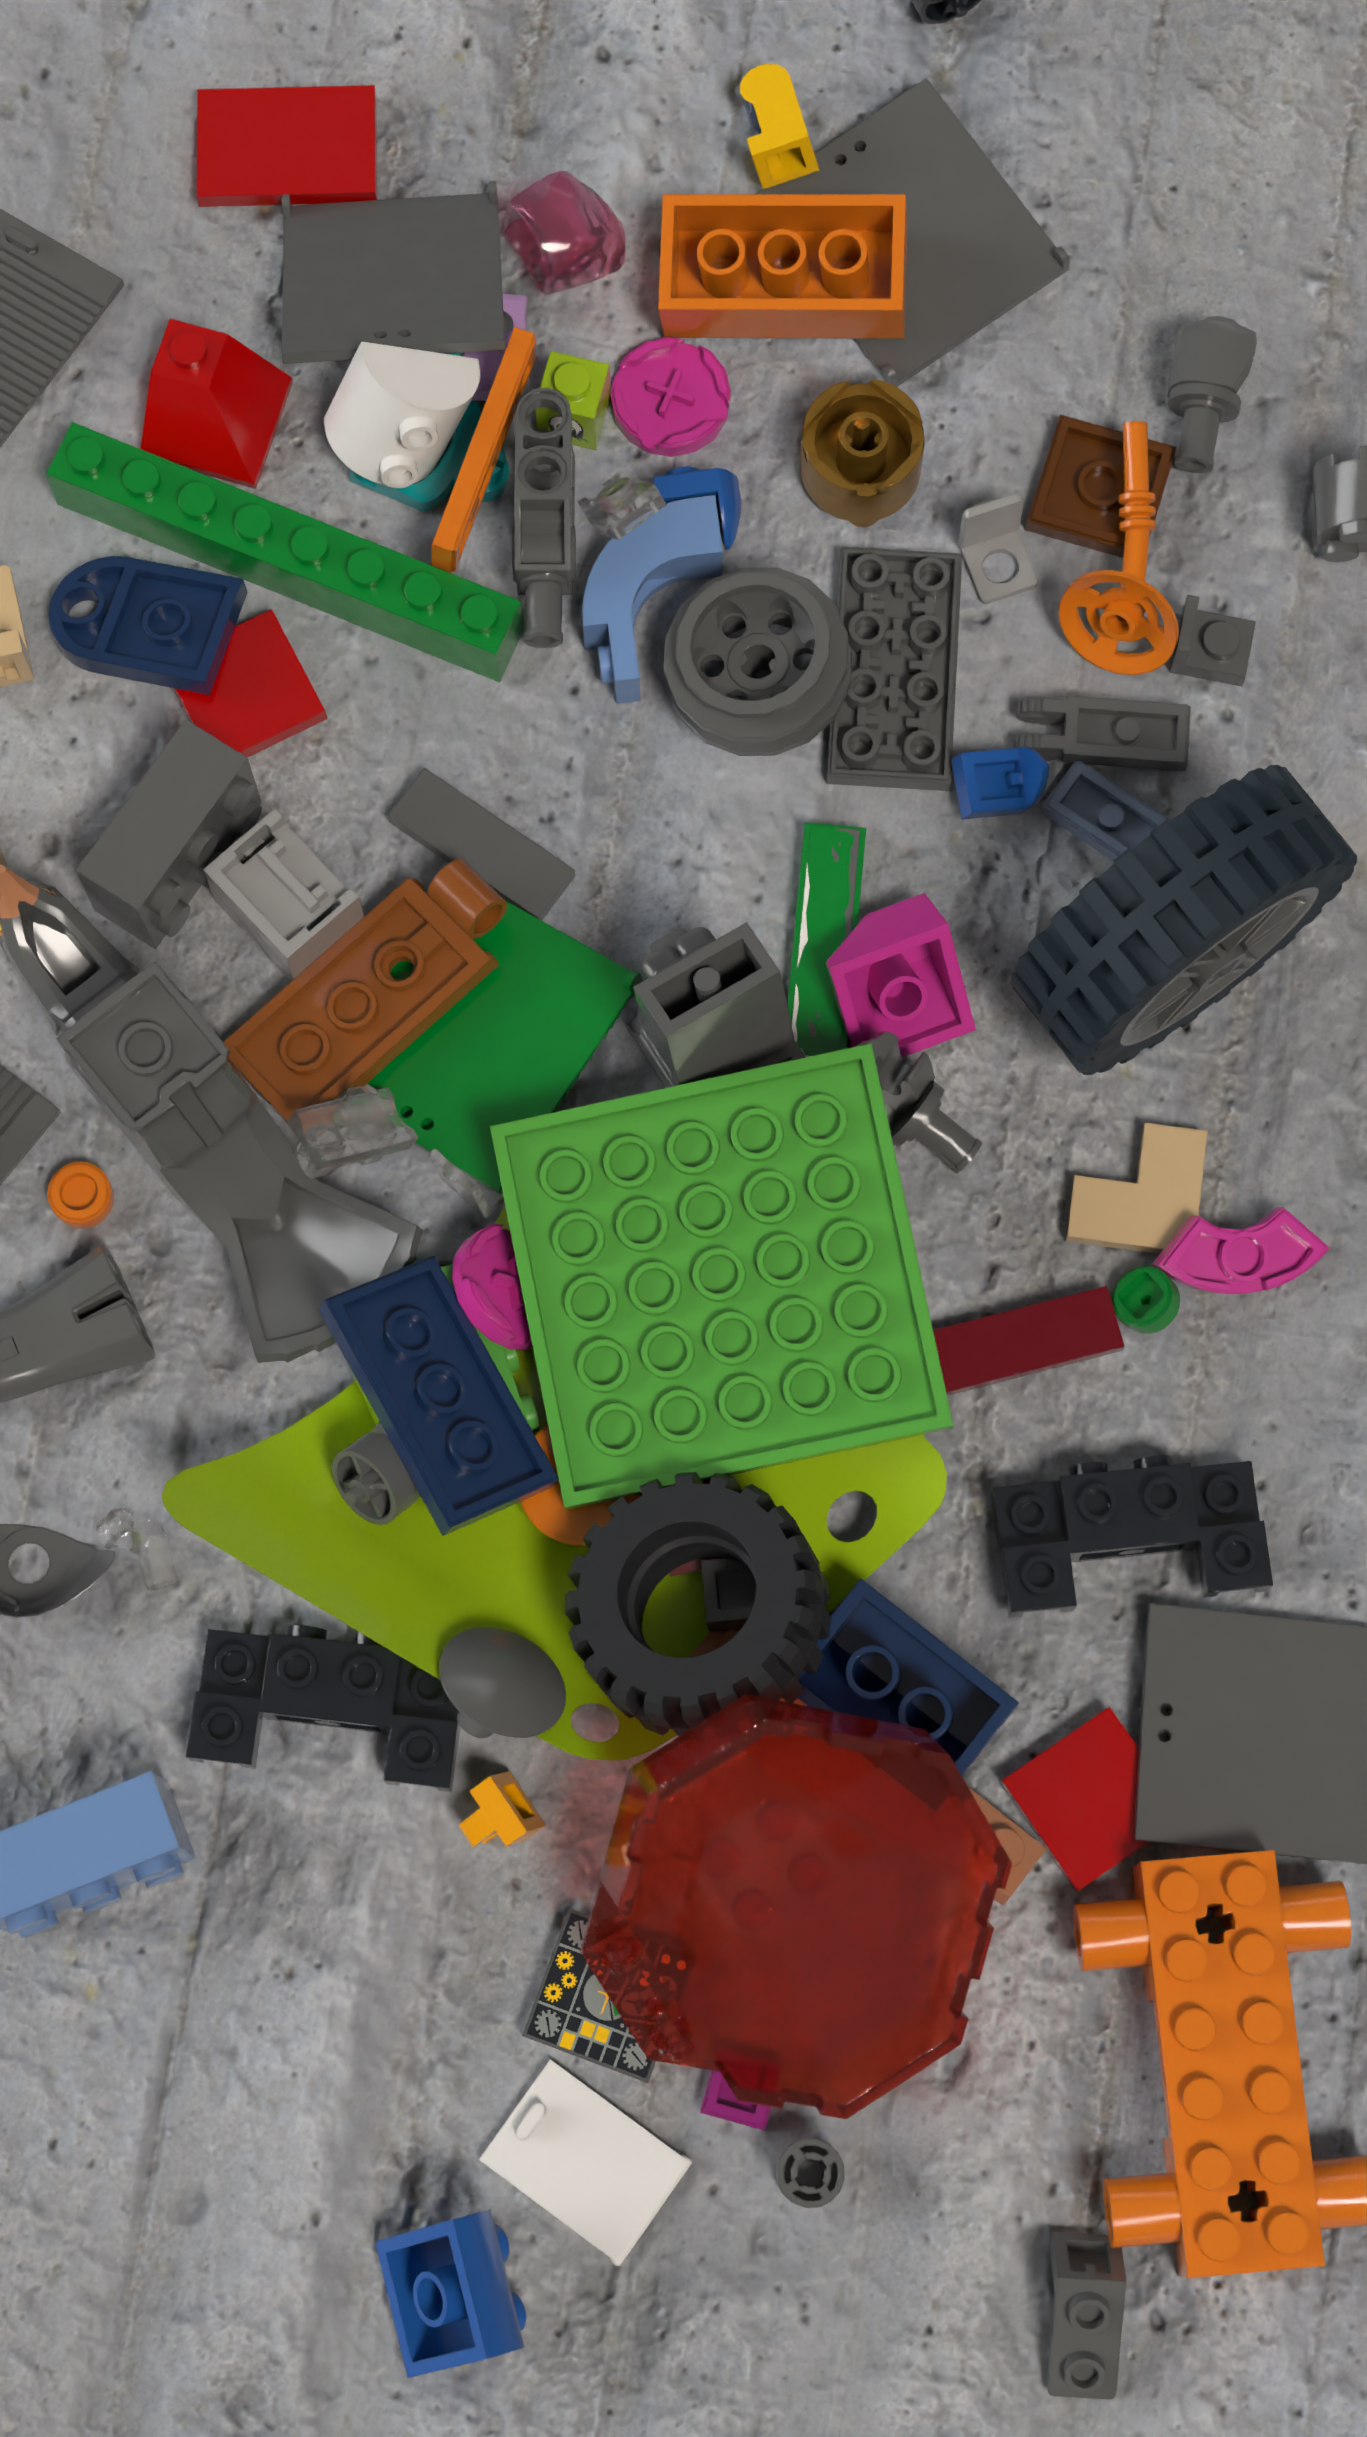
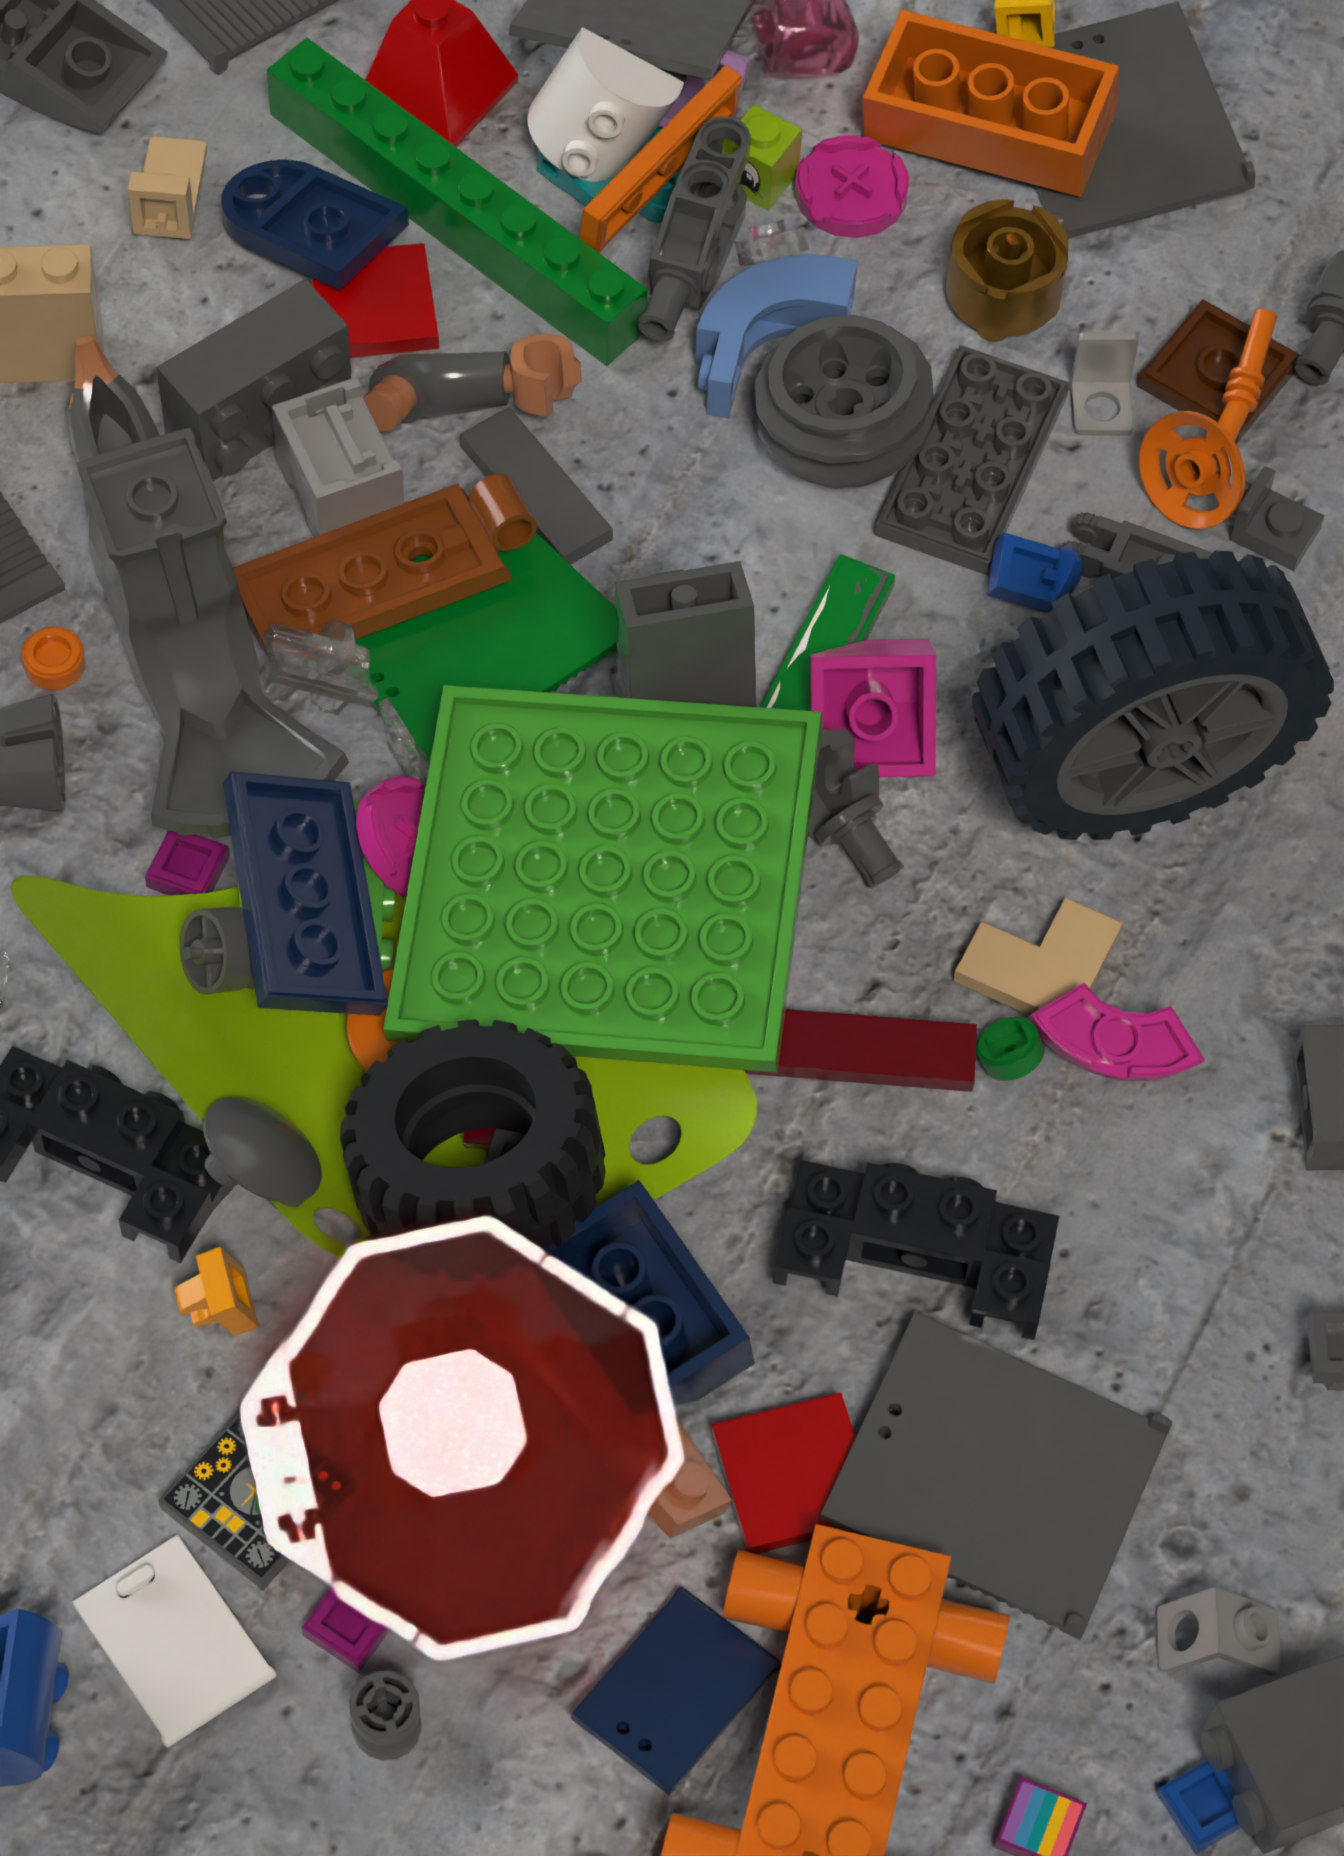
camera: 15 degrees right, 15 degrees down
(299, 1382) = (187, 865): none -> magenta tile
(340, 770) = (458, 383): none -> piece
(691, 483) = (870, 261): blue plate -> none
(1059, 2048) = (675, 1690): none -> dark blue container

